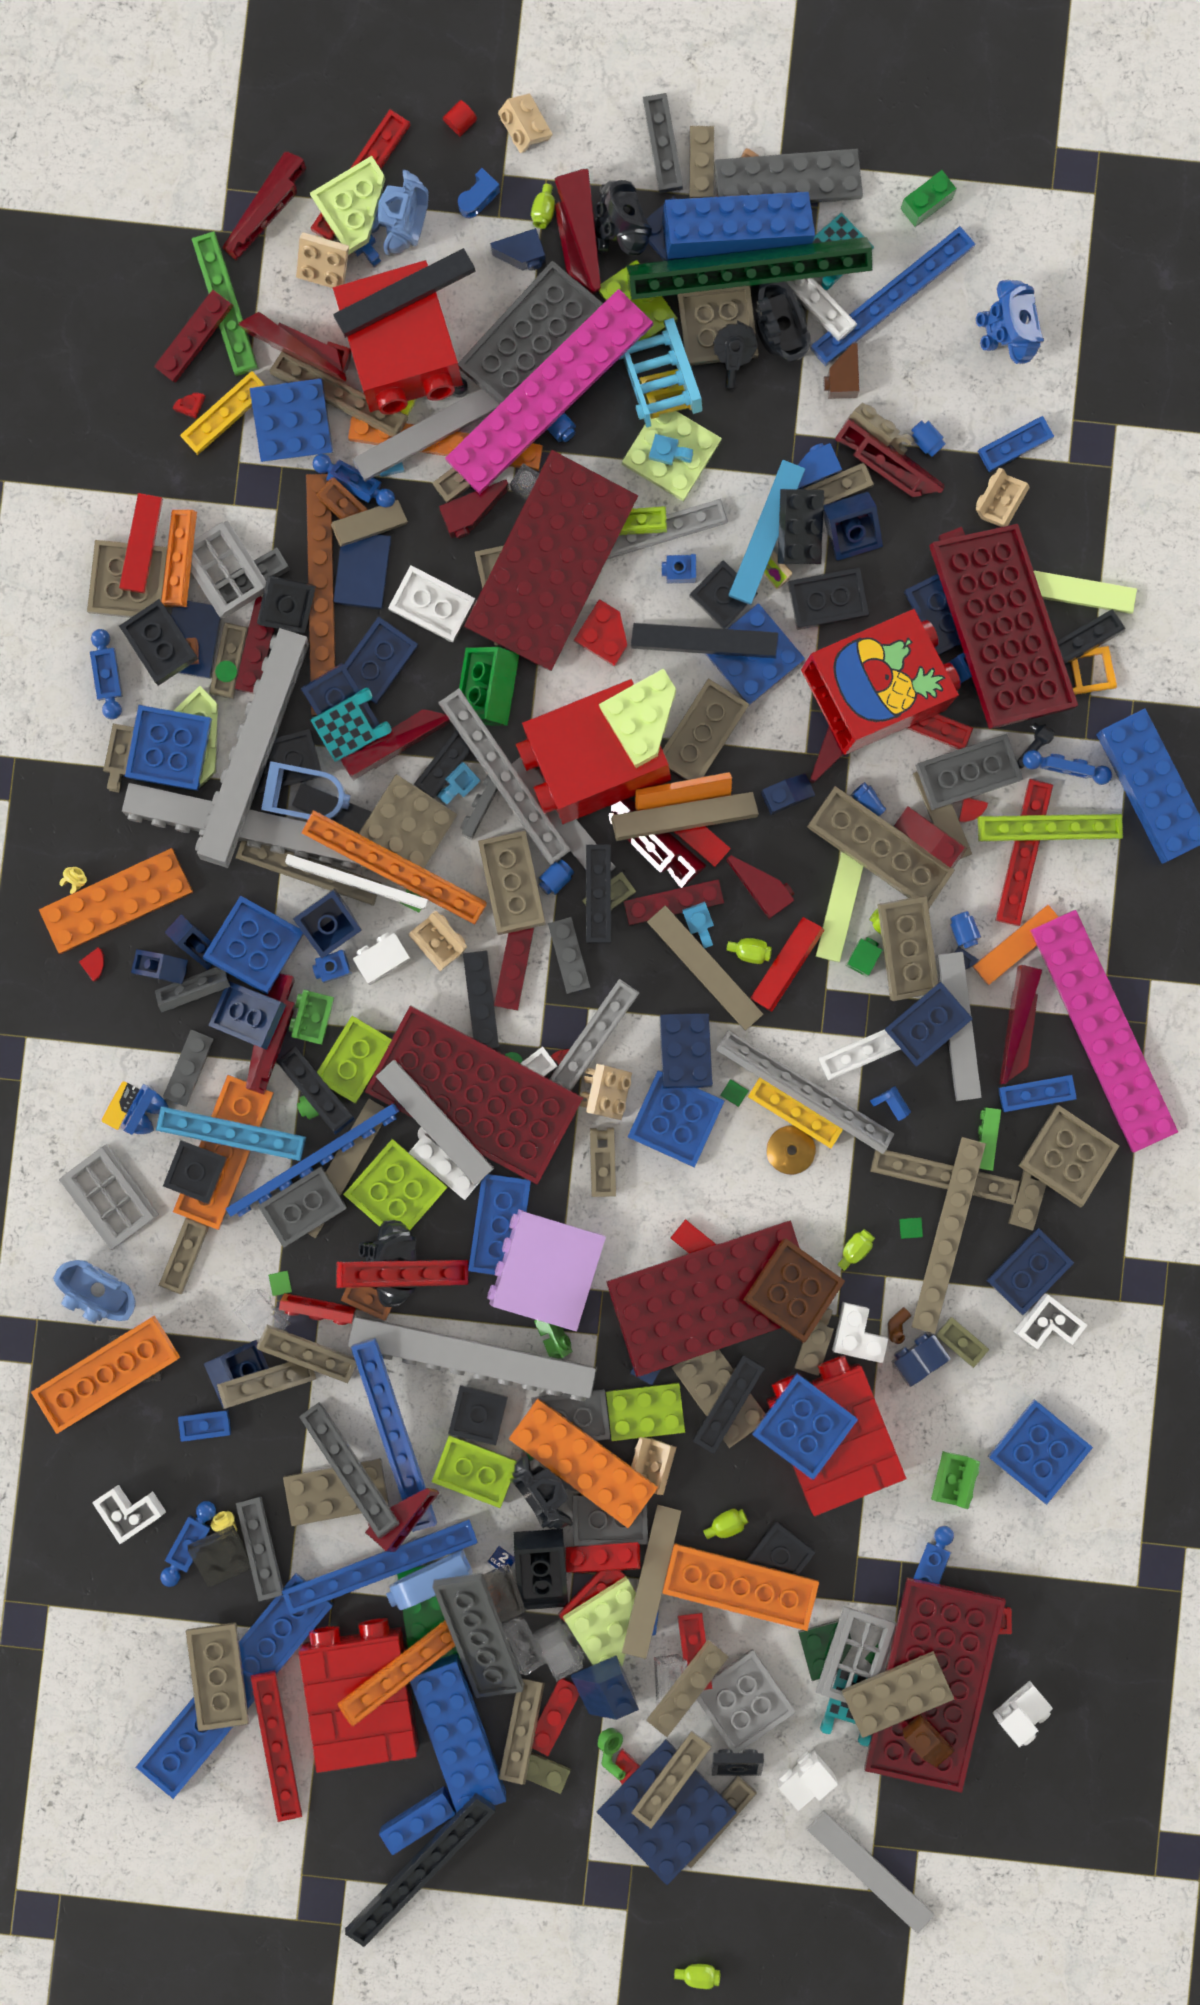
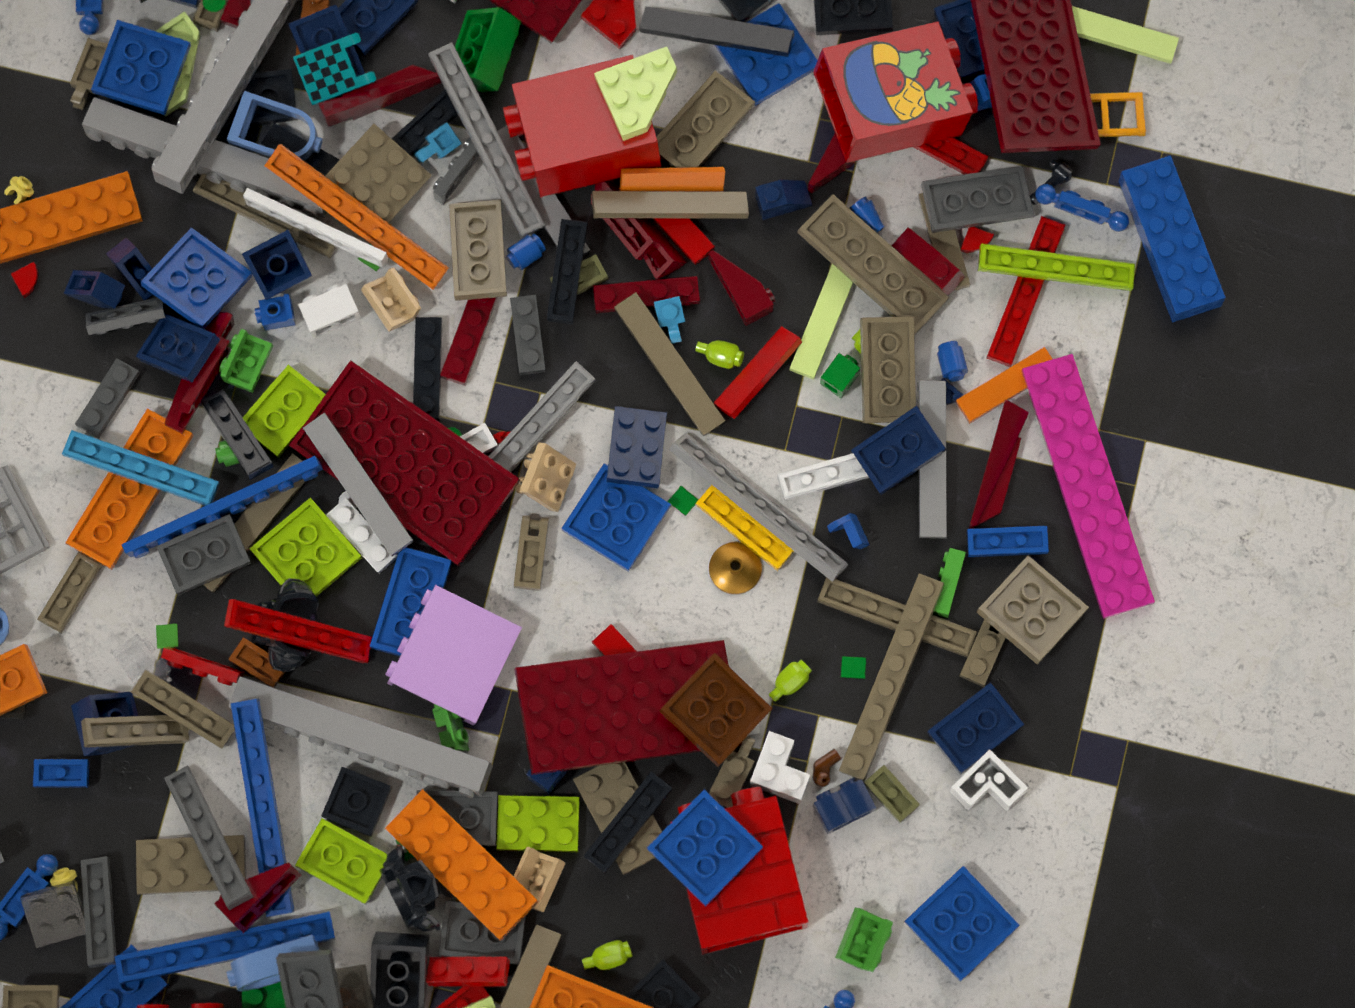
camera: 10 degrees right, 10 degrees down
(120, 1105) = (28, 428): yellow sticker -> none
(145, 1101) = (43, 444): blue tile -> none
(195, 1172) = (96, 502): black plate -> none
(500, 1558) = (358, 958): clear blue sticker -> none
(1090, 636) = (1123, 79): black tile -> none

